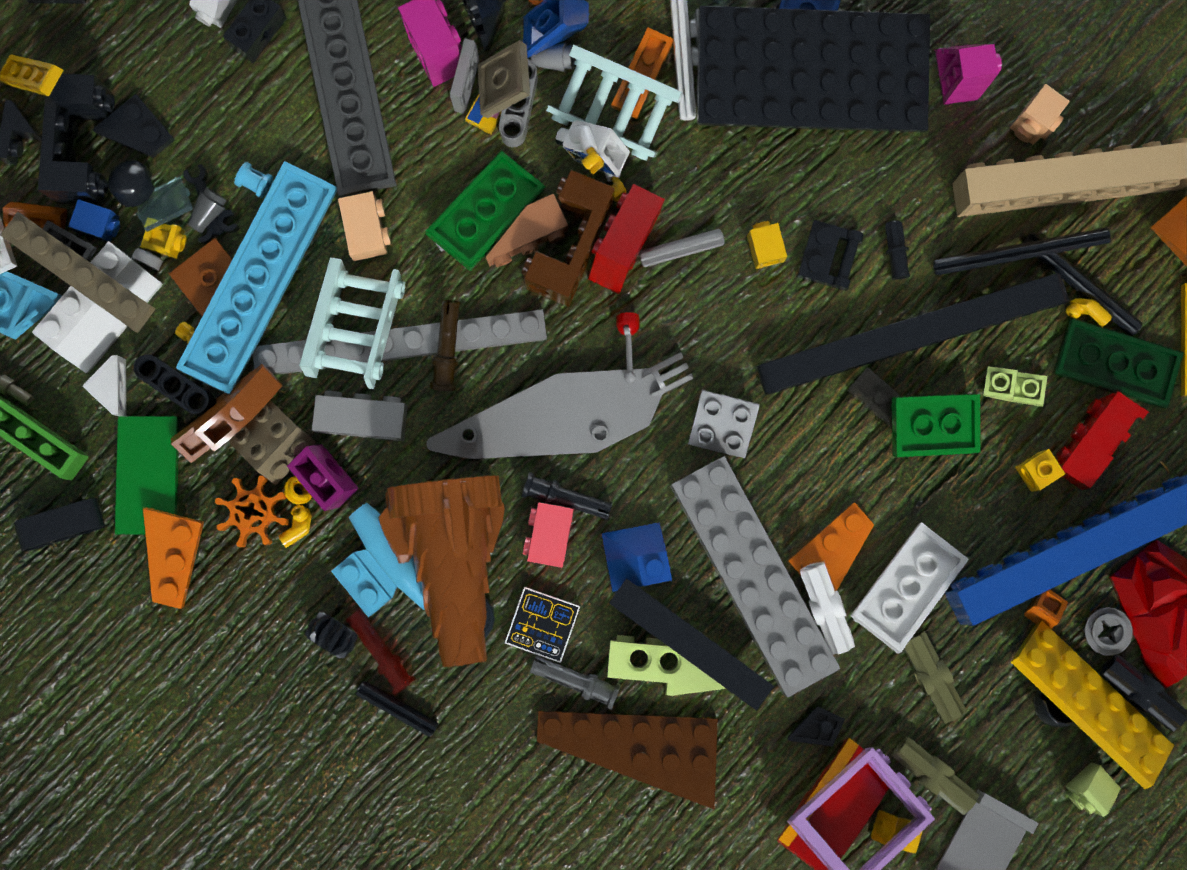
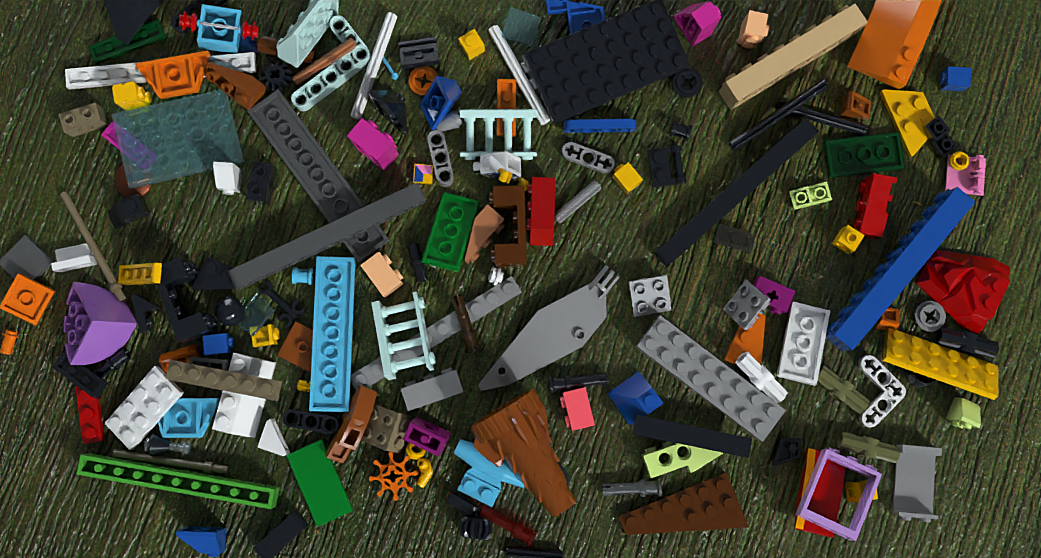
camera: 25 degrees left, 0 degrees up
(147, 259) = (260, 352): light grey tile -> none
(171, 554) = (357, 523): orange wing -> none
(207, 208) = (283, 305): dark grey cone -> none
(311, 139) = (327, 236): none -> dark grey beam
(328, 593) = (461, 503): none -> black beam
(417, 234) = (416, 263): none -> black pin
(464, 76) = (402, 157): light grey tile -> none
(503, 79) = (426, 149): dark tan tile -> none
(520, 299) = (495, 275): none -> white plate
(542, 624) = (597, 464): black tile -> none
(628, 325) = (566, 262): hinge -> none
(745, 203) = (599, 167): none -> light grey beam
(761, 155) = (599, 125): none -> blue beam
(853, 496) = (746, 305): none -> light grey hinge
(872, 213) = (680, 130): none -> black bush
(897, 250) = (704, 146): black axle -> none
(910, 503) = (782, 295): none -> magenta brick
(920, 140) = (687, 74): none -> black gear
(935, 425) = (775, 240): green plate -> none
(996, 712) = (886, 394): none -> white beam
(1089, 307) = (825, 132): yellow arm -> none
(1137, 288) = (855, 106): none -> dark orange slope

